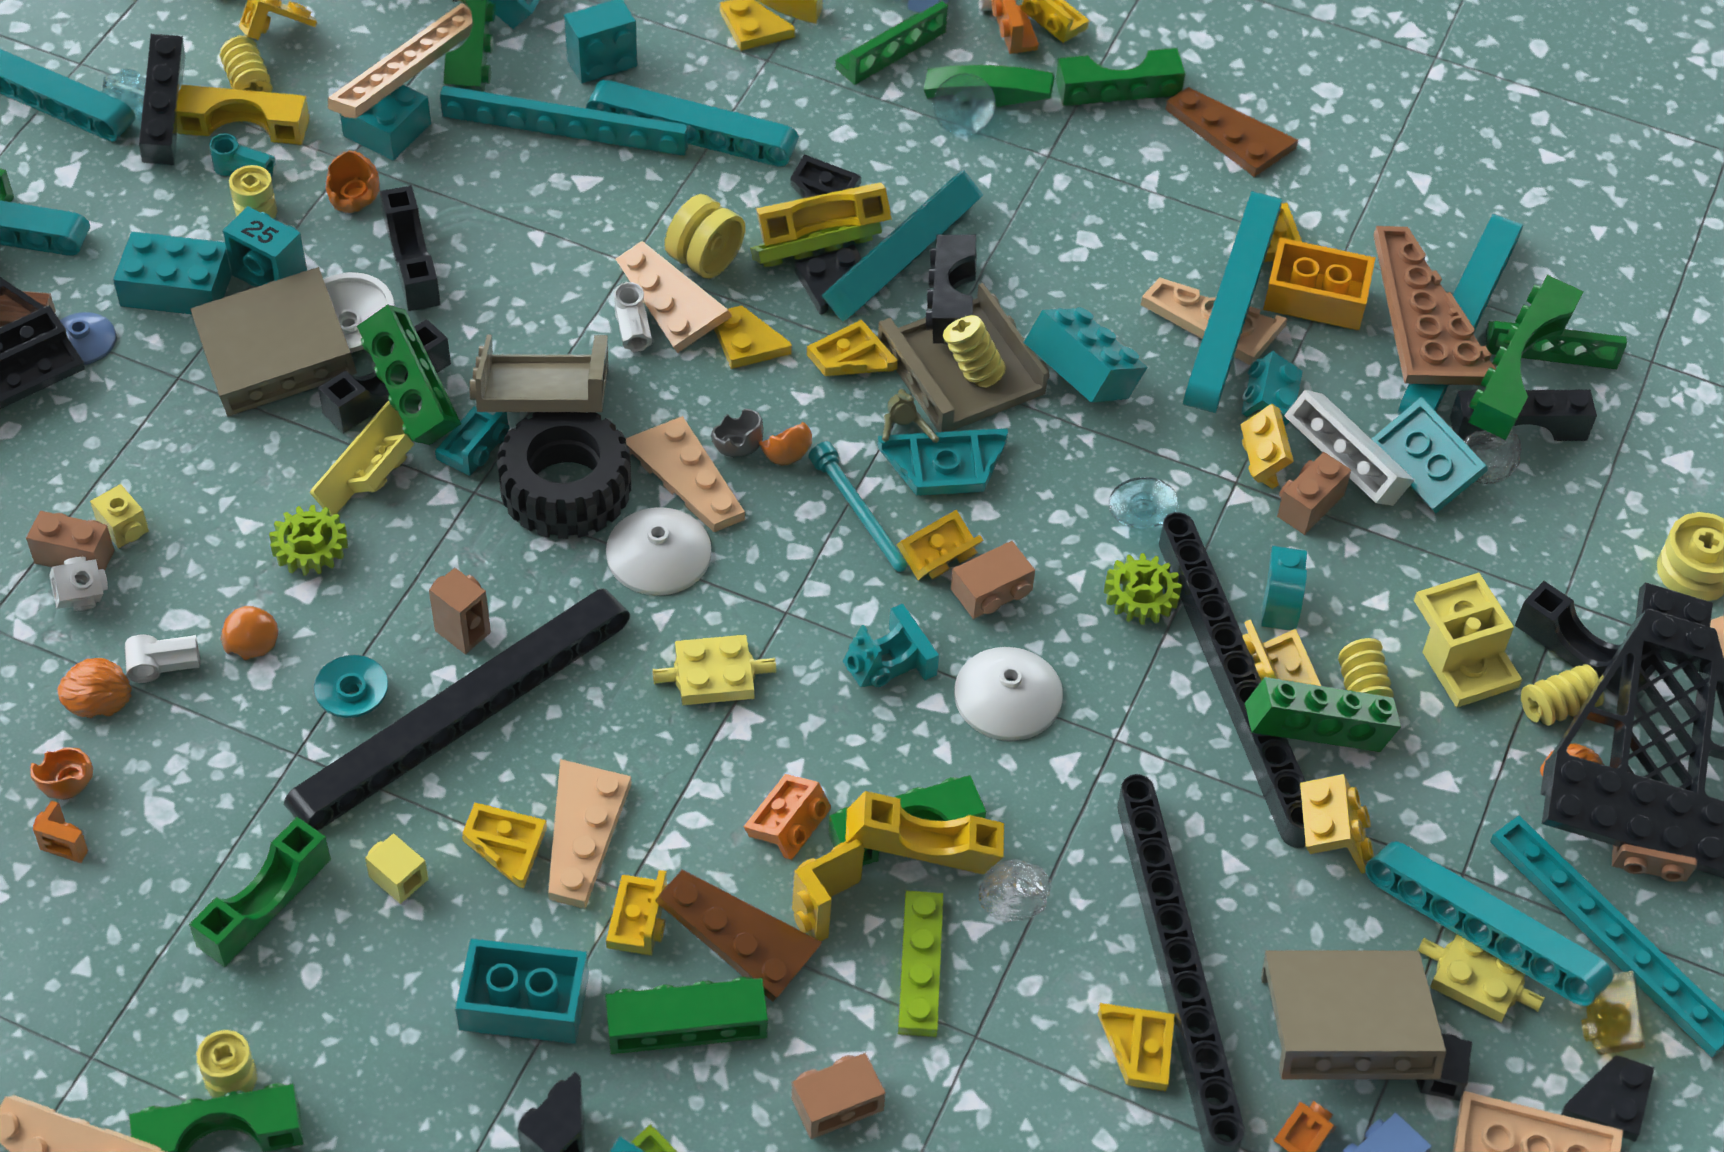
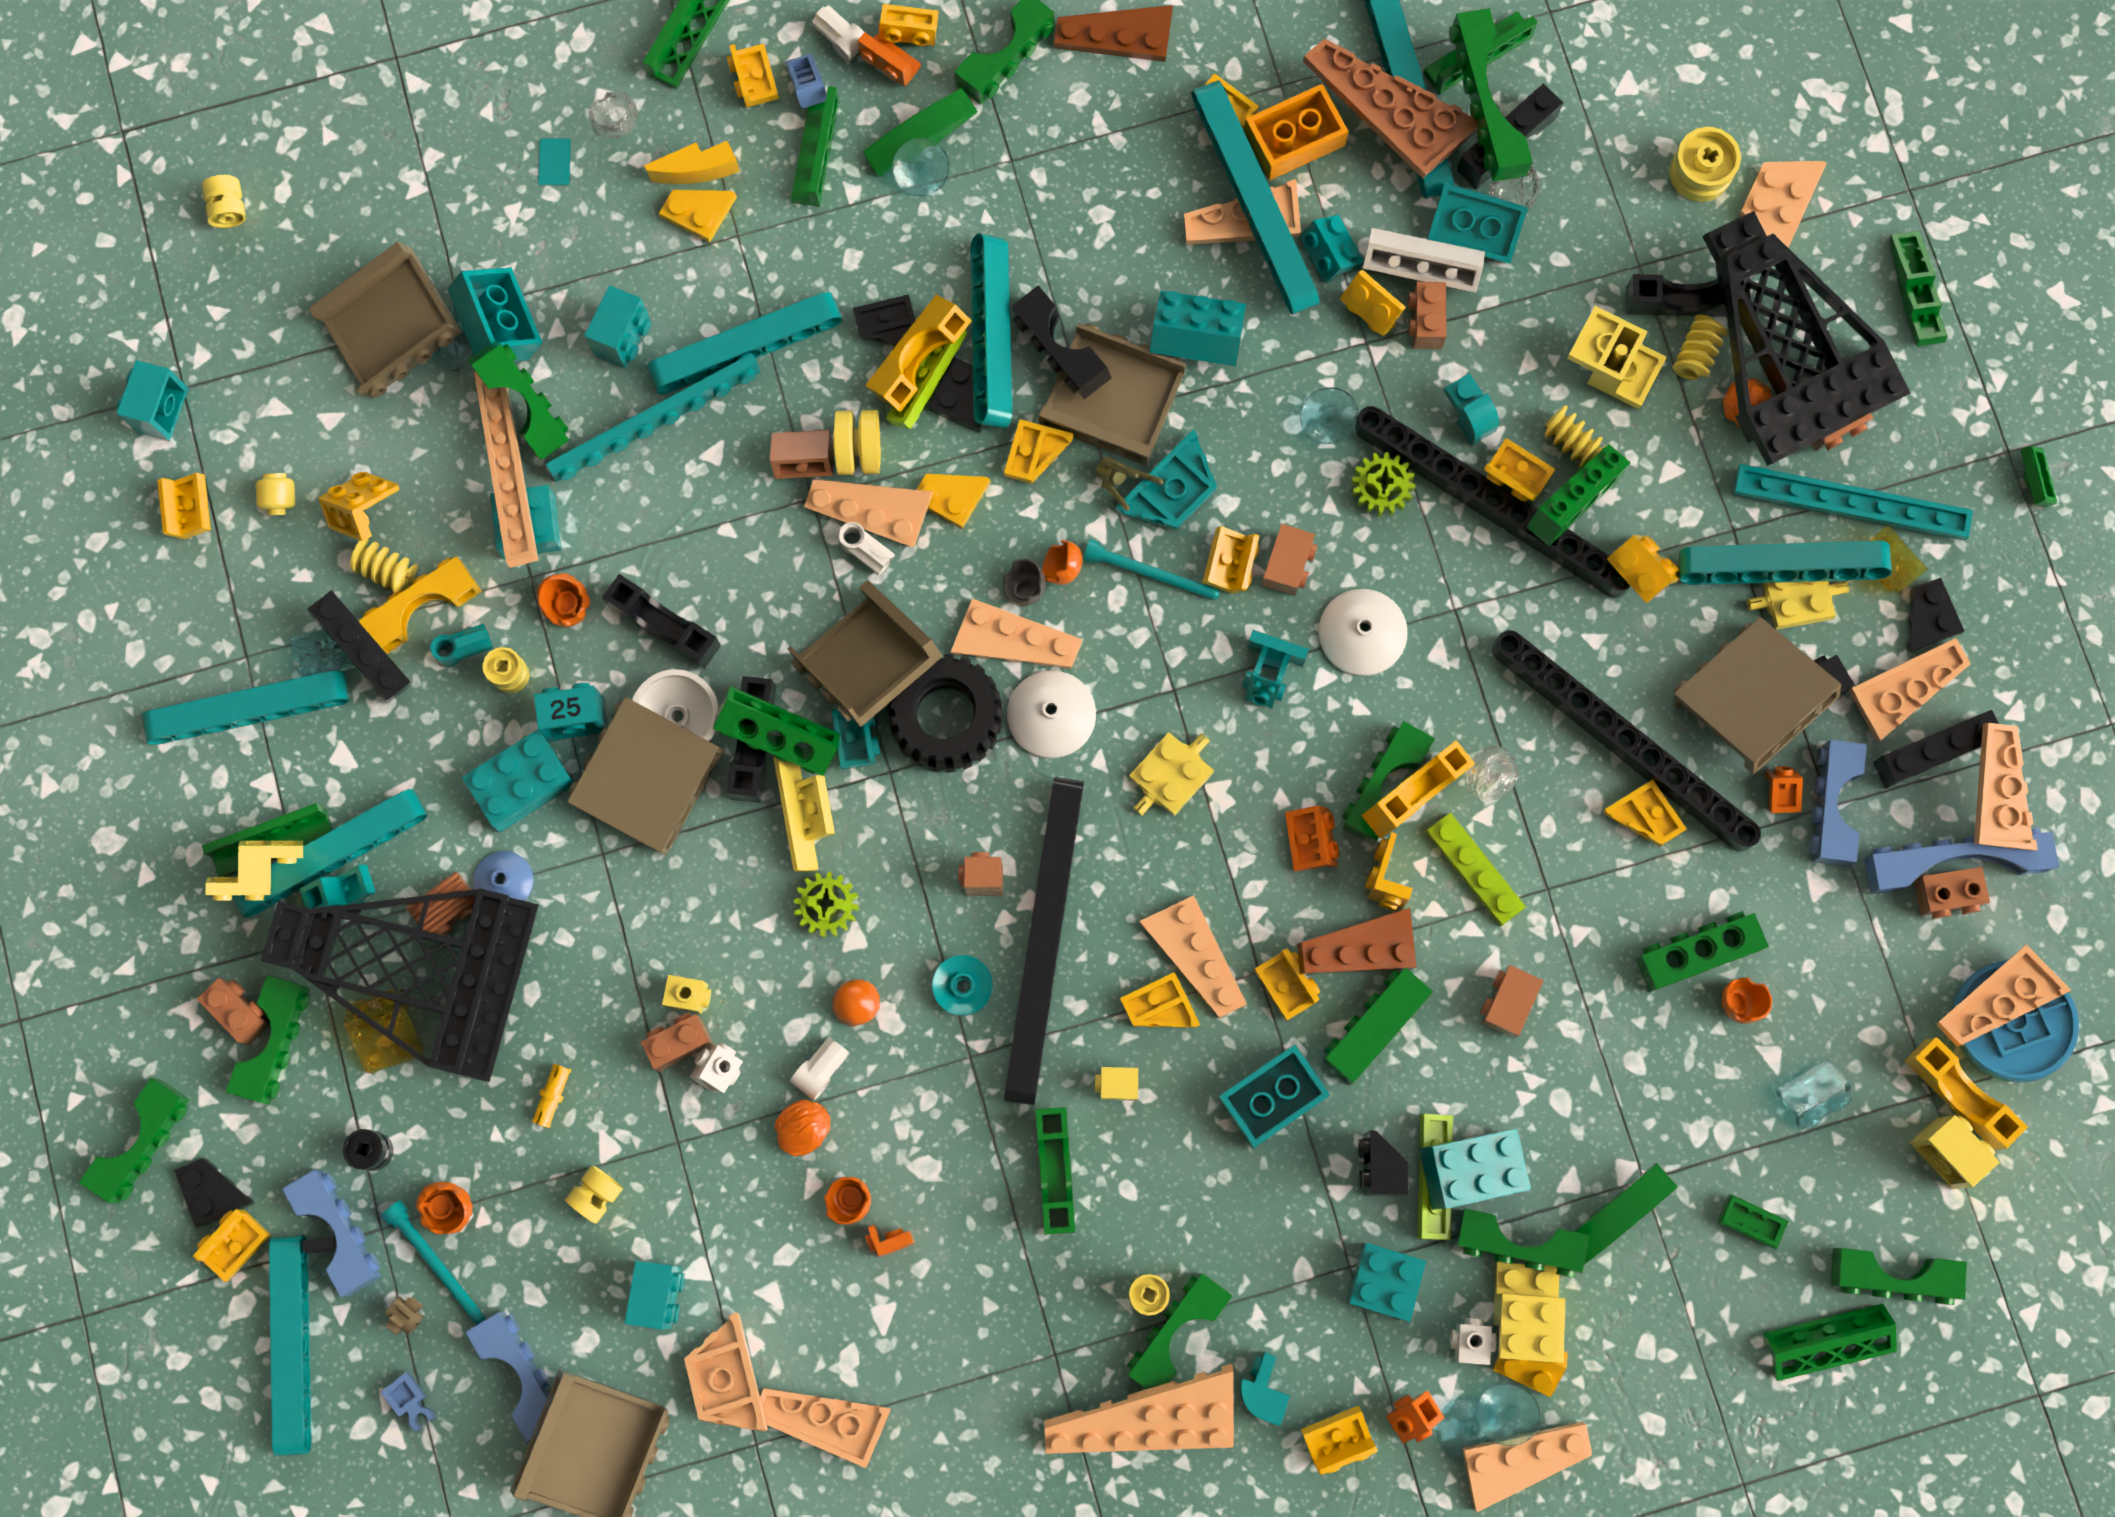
camera: 35 degrees left, 25 degrees up
(645, 215) = (802, 454): none -> nougat brick
(974, 351) = (1125, 388): light yellow piece -> none

